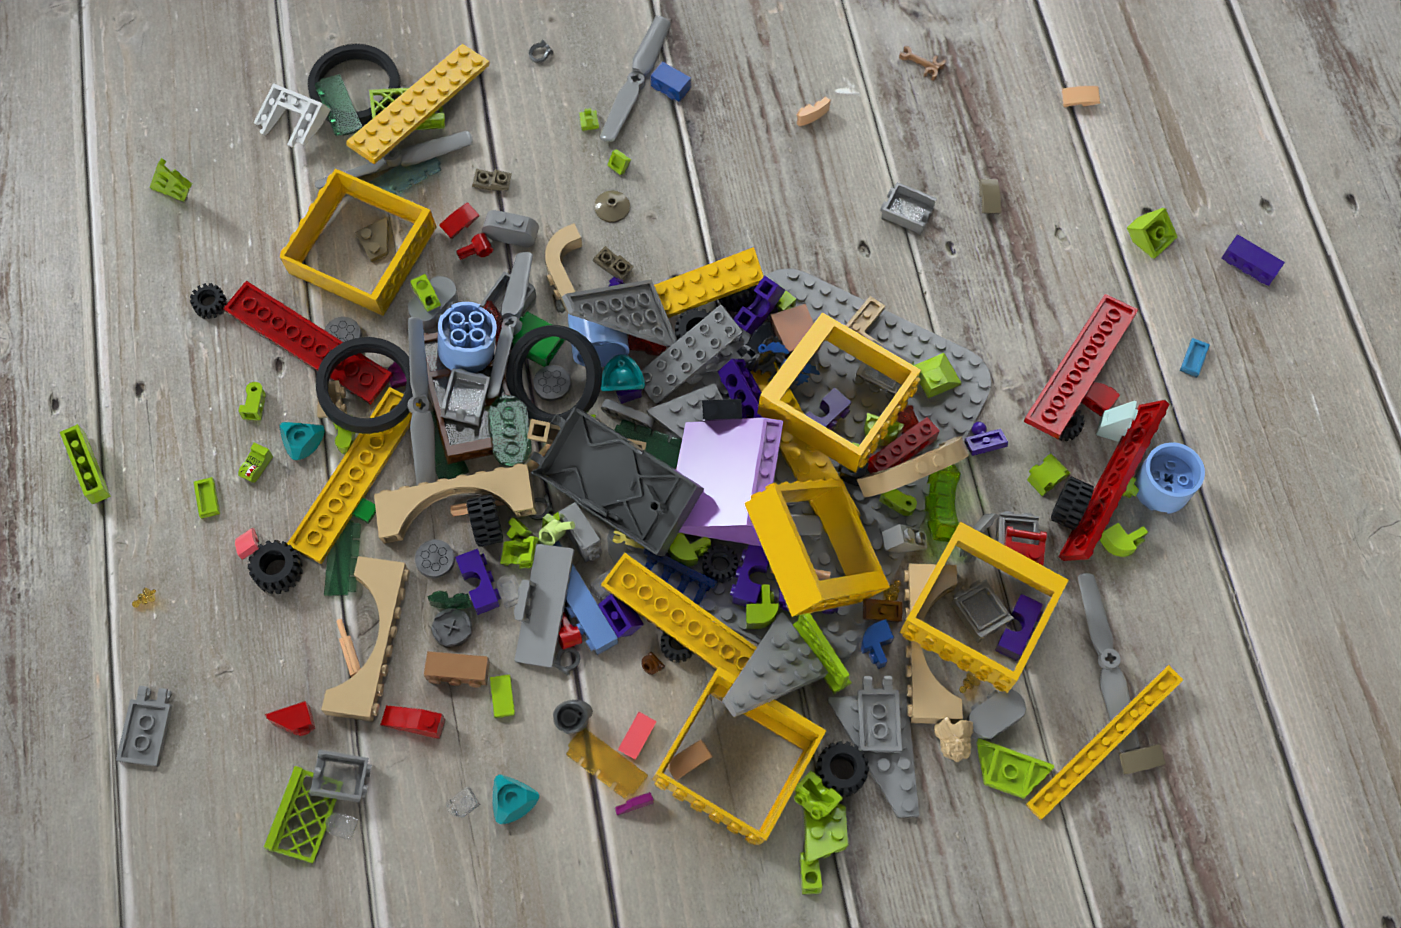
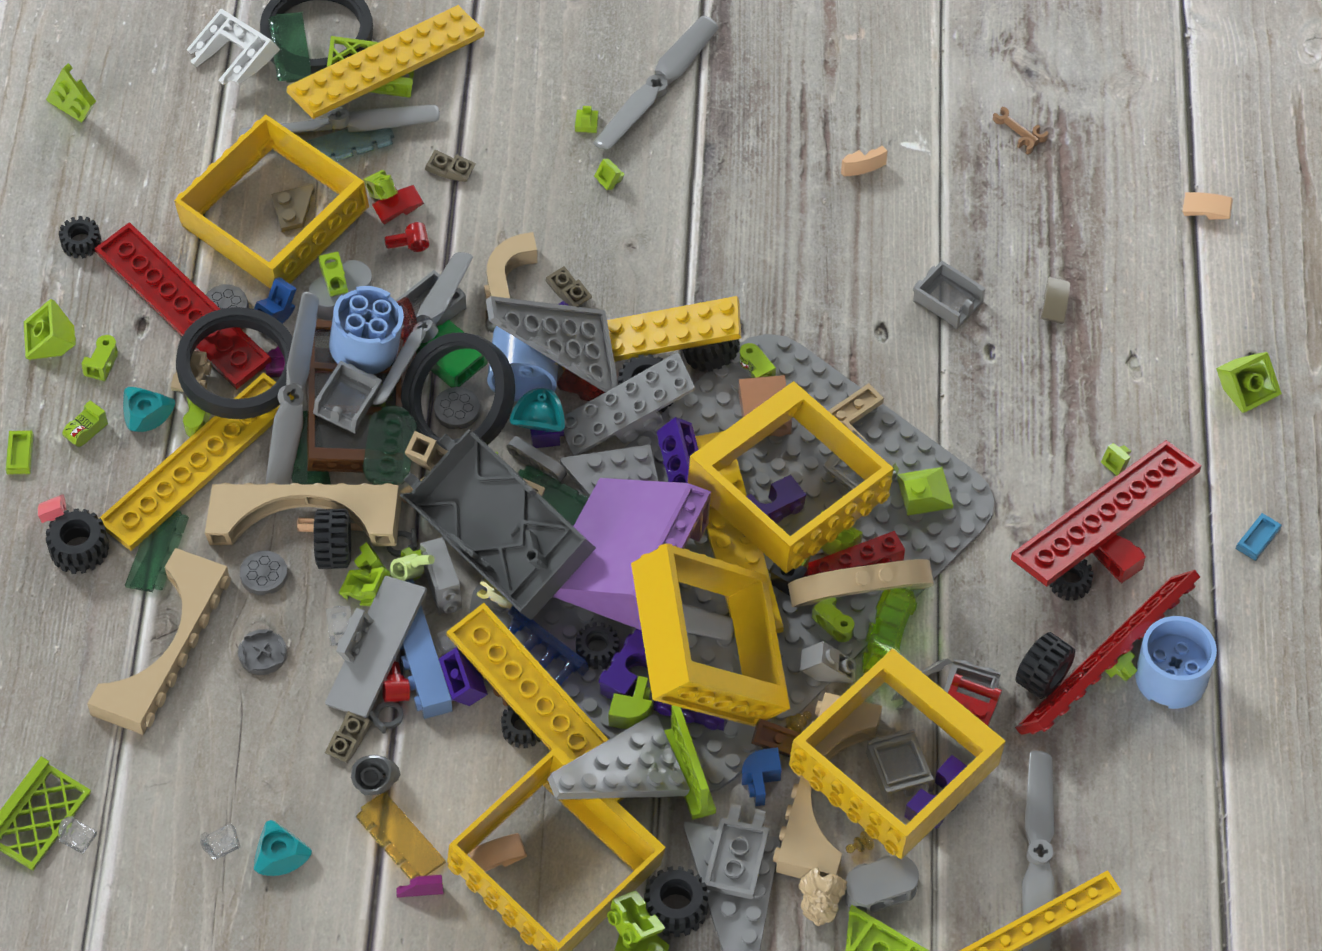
camera: 15 degrees right, 10 degrees down
(203, 389) = (48, 332): none -> lime slope
(294, 719) = (53, 709): red slope -> none
(340, 776) = (89, 780): window -> none
(348, 650) = (136, 648): light nougat axle -> none
(365, 511) = (197, 503): green tile -> none
(386, 324) = (279, 300): none -> blue brick
(414, 721) = (191, 741): red slope -> none
(442, 208) = (380, 185): none -> lime leg
(442, 600) = (258, 618): clear green slope -> none
(456, 669) = (255, 695): medium nougat brick -> none
(473, 566) = (305, 589): dark purple arch -> none
(502, 696) = (300, 738): lime tile -> none
(510, 228) = (456, 224): light grey brick -> none
(540, 45) = (555, 24): dark grey piece -> none
(541, 686) = (349, 737): none -> dark tan slope
(612, 212) = (586, 224): dark tan dish -> none
(637, 735) = (444, 813): coral slope -> none
(651, 664) = (485, 740): reddish brown plate -> none
(670, 81) = (698, 94): brick -> none
(687, 553) = (562, 625): lime brick -> none
(722, 409) = (644, 467): black brick -> none
(767, 297) = (739, 358): dark purple arch -> none
(767, 349) = (717, 414): black helmet -> none
(907, 418) = (870, 526): clear red tile -> none
(985, 441) = (963, 577): dark purple plate -> none
(1047, 475) = (1027, 629): lime cylinder -> none
(1073, 317) = (1116, 458): none -> lime tile
(1116, 421) = (1130, 586): light aqua slope -> none
(1119, 543) = (1096, 727): lime brick -> none

